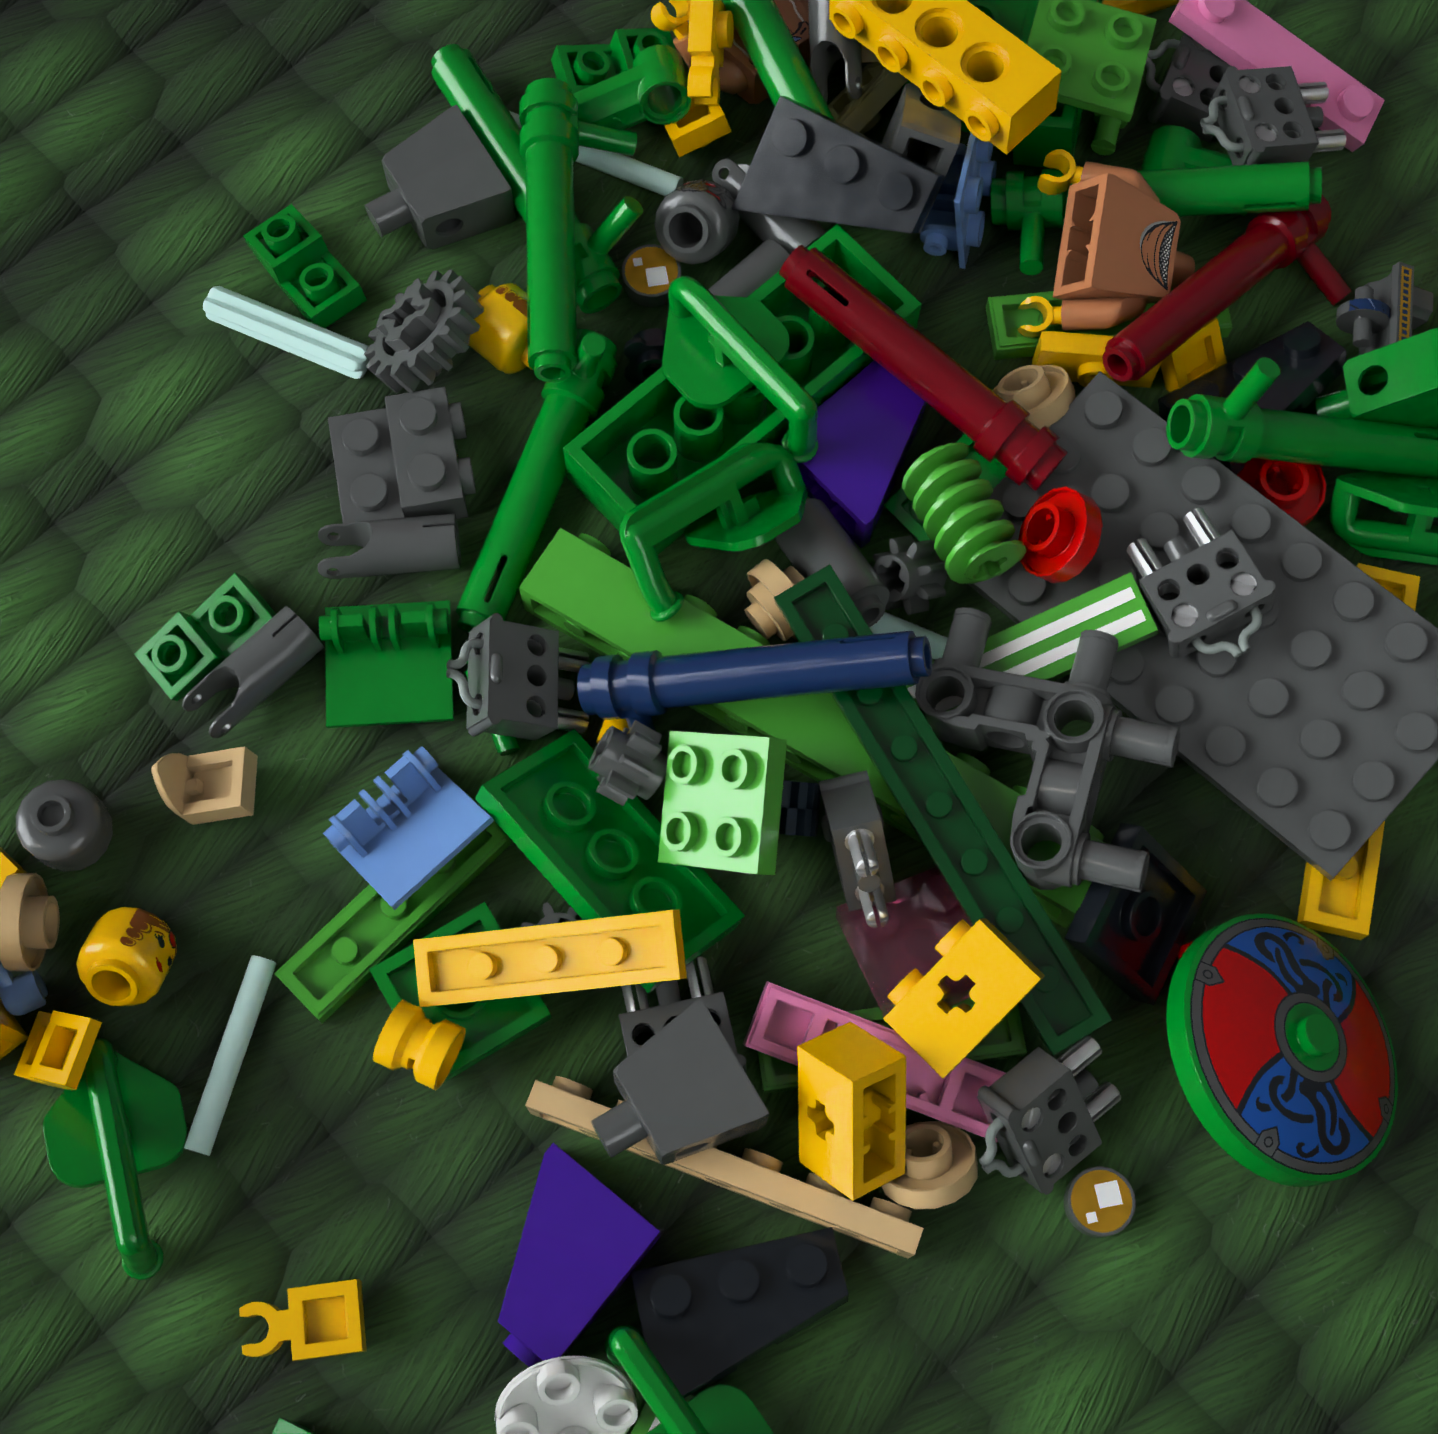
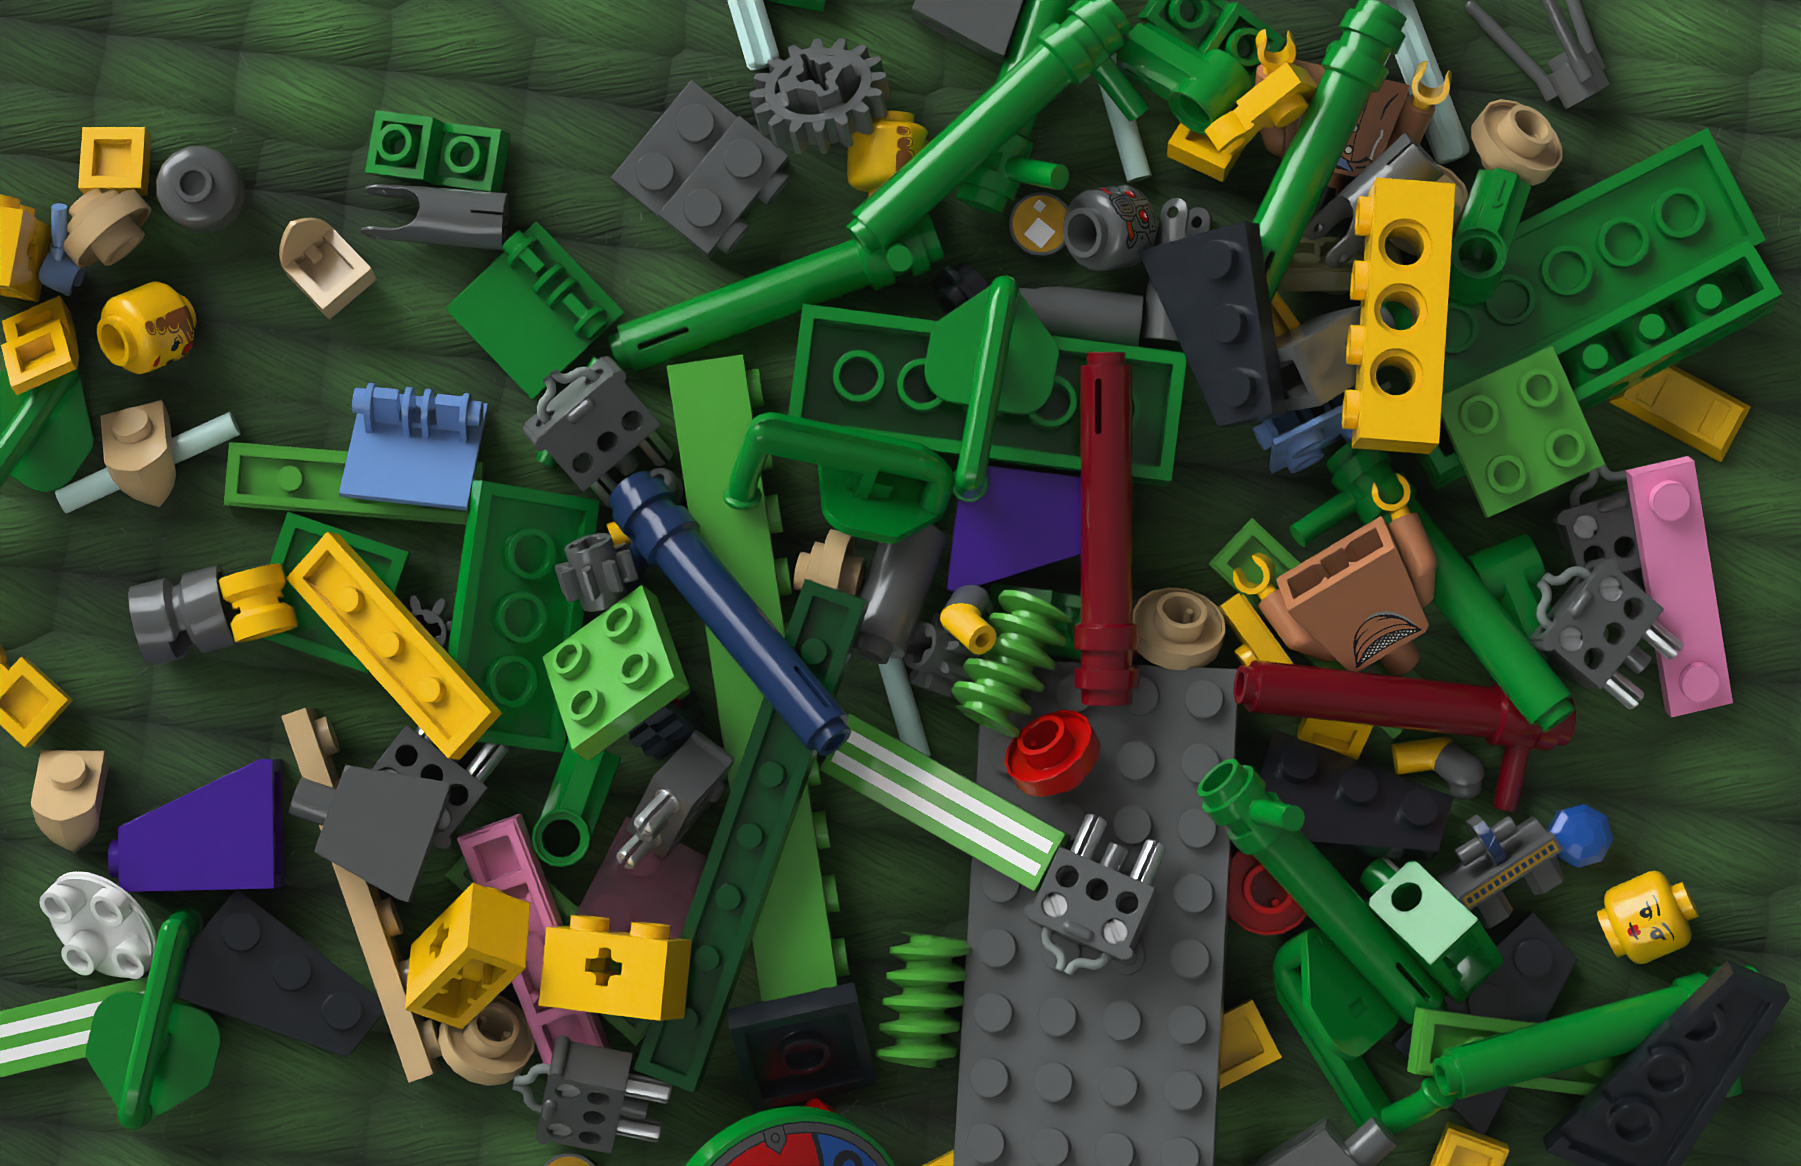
camera: 50 degrees right, 15 degrees up
(218, 1049) = (140, 451): none -> tan plate
(376, 1121) = (181, 616): none -> dark grey wheel
(393, 546) = (632, 235): dark grey piece -> none
(436, 1350) = (69, 795): none -> tan plate
(792, 935) = (577, 797): none -> green piece
(900, 518) = (964, 619): none -> yellow arm
(1067, 770) = (850, 911): dark grey pin -> none
(1173, 805) = (924, 1000): none -> bright green piece
(1290, 300) = (1446, 758): none -> arm
(1406, 250) = (1582, 834): none -> blue tile

